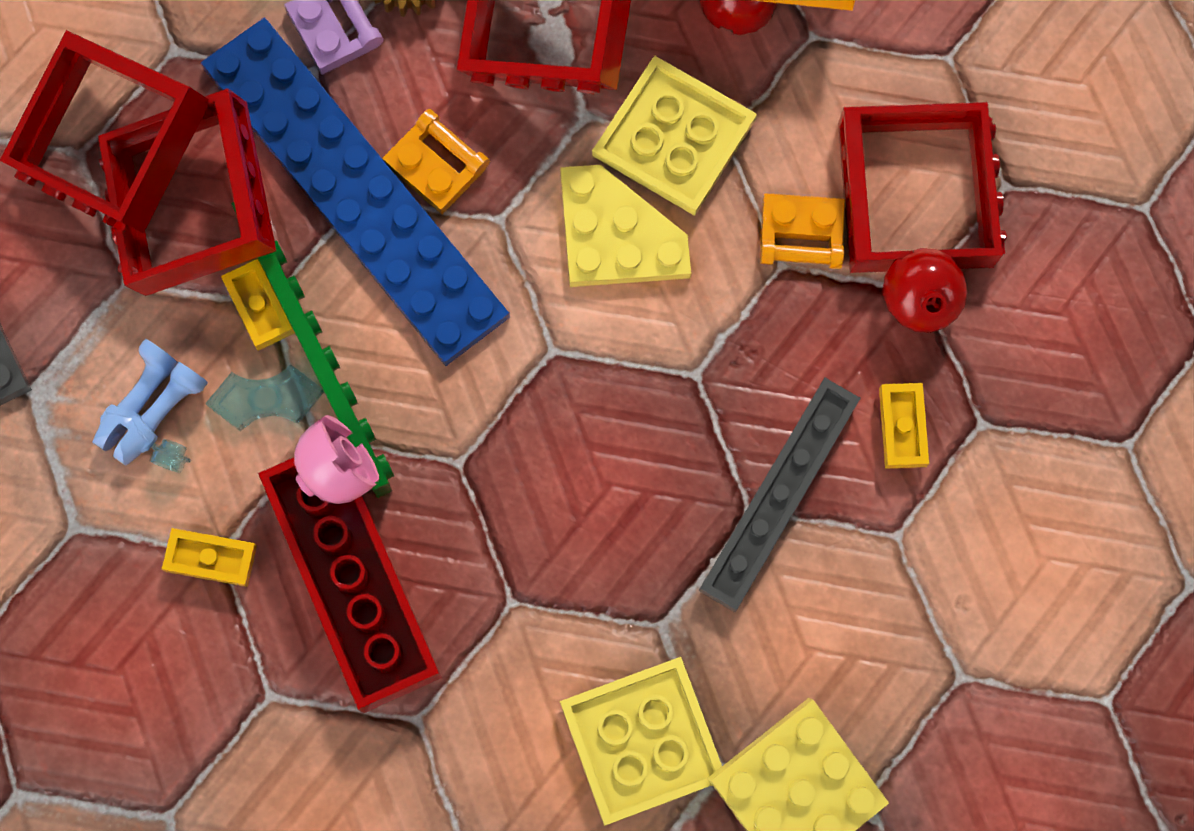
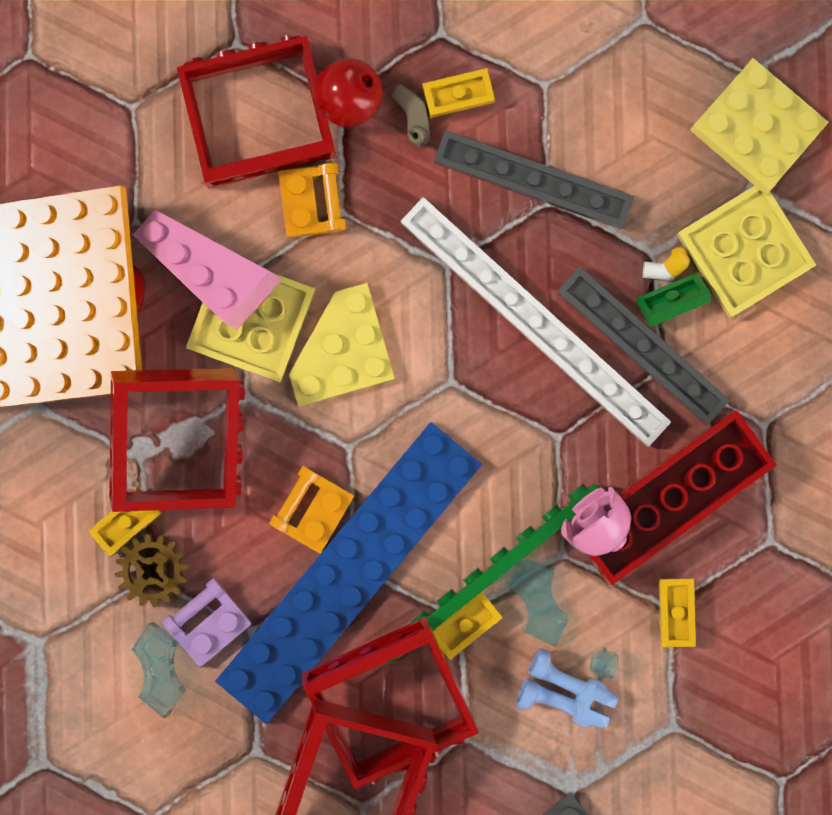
camera: 100 degrees left, 10 degrees up
(546, 585) = (643, 346): none -> dark grey plate
(597, 634) = (673, 299): none -> green plate
(601, 462) = (535, 322): none -> white plate
(638, 640) = (669, 268): none -> arm
(739, 88) = (216, 275): none -> bright pink wedge
(885, 371) = (416, 114): none -> dark tan arm

